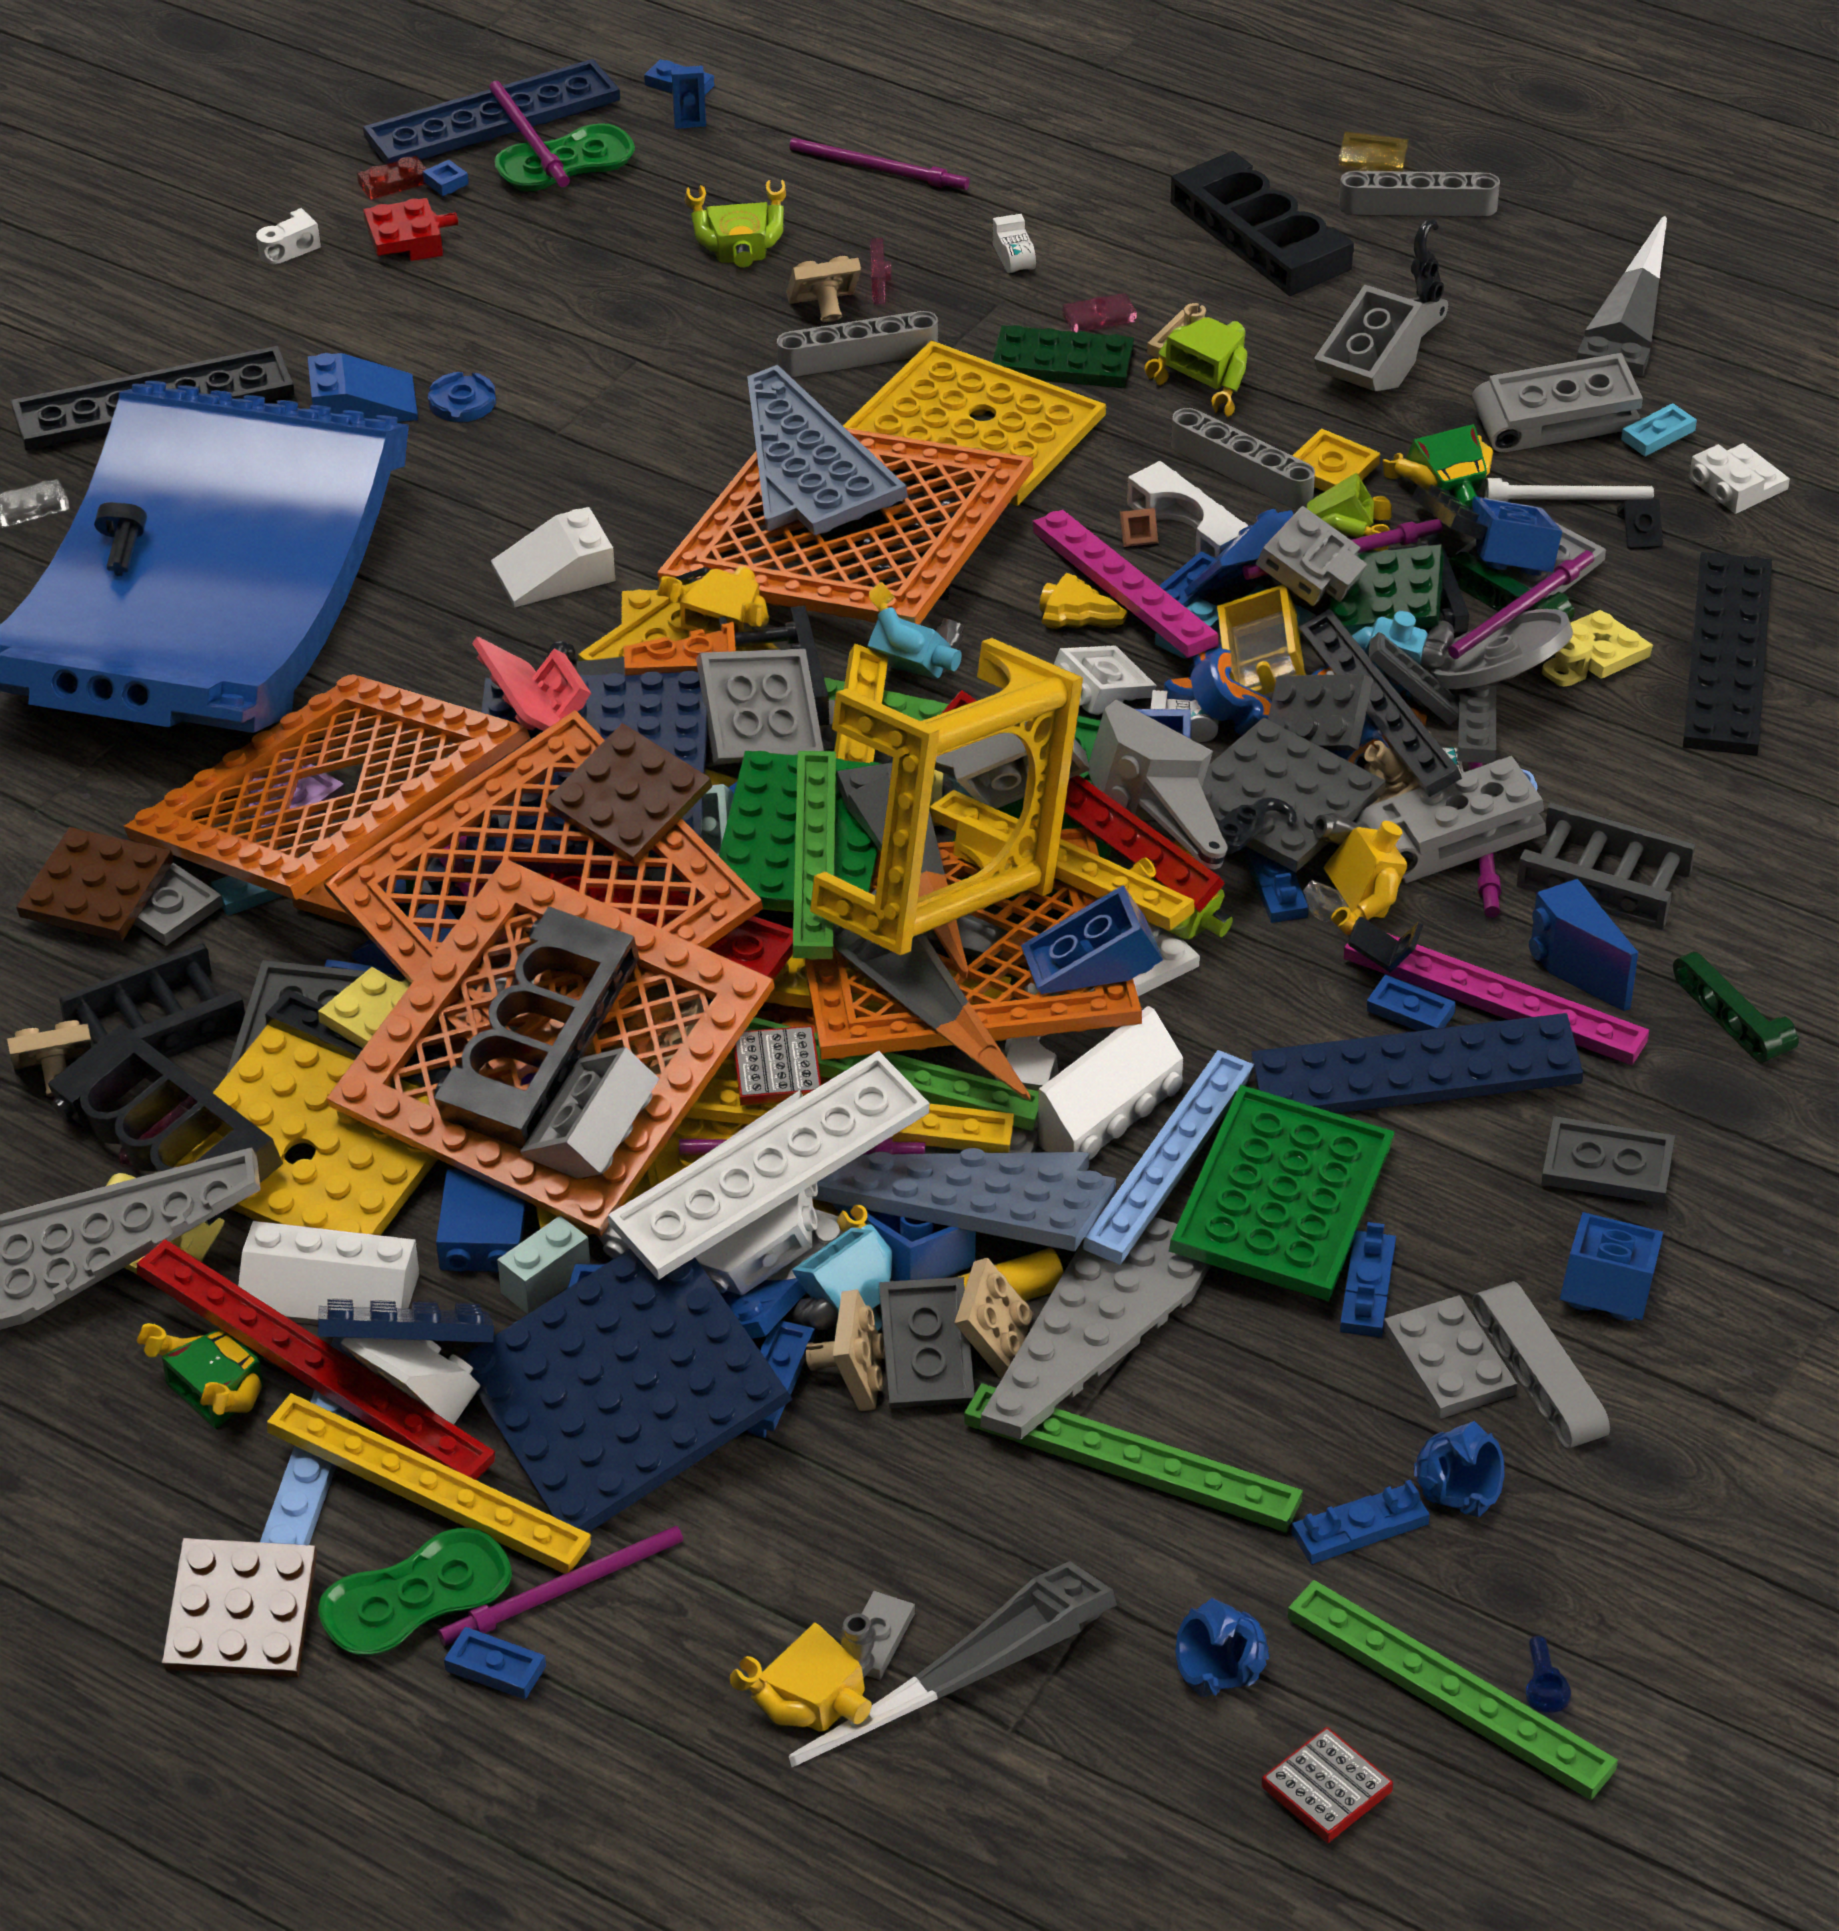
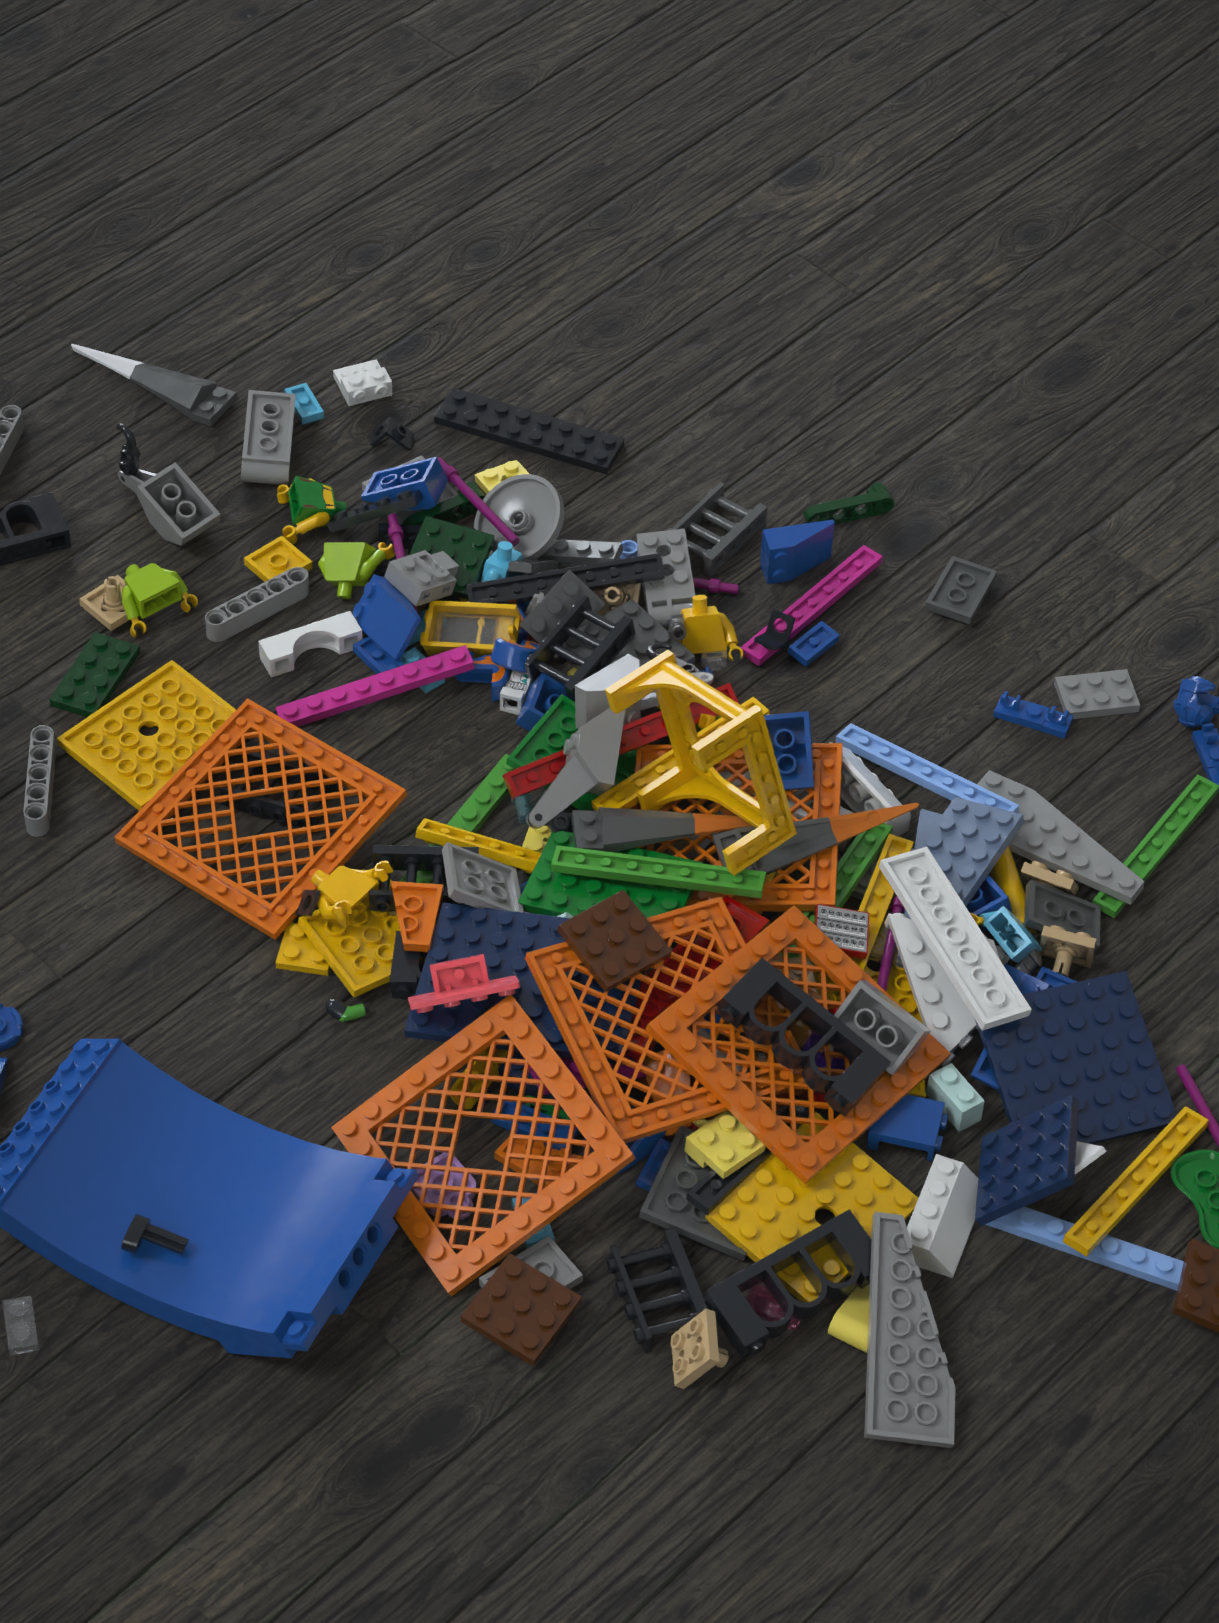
camera: 80 degrees left, 5 degrees up
(207, 1371) = (1022, 1285): torso -> none
(313, 1360) = (1028, 1227): red plate -> none
(556, 559) = (229, 993): white slope -> none
(810, 462) = (200, 821): sand blue wing -> none
(912, 645) = (416, 802): medium azure torso -> none
(1077, 605) = (381, 721): yellow rock -> none
(1099, 312) = (52, 646): clear pink plate -> none
(1106, 676) = (466, 721): white plate -> none
(1138, 527) = (310, 672): nougat slope -> none
(1261, 706) = (604, 653): none -> black fence
(1282, 1192) = (966, 730): green plate -> none
(1423, 1065) = (869, 652): dark blue plate -> none
(1502, 491) = (339, 489): white piece -> none
(1541, 1365) = (1115, 654): light grey beam -> none
(1611, 1267) = (1046, 606): blue slope -> none

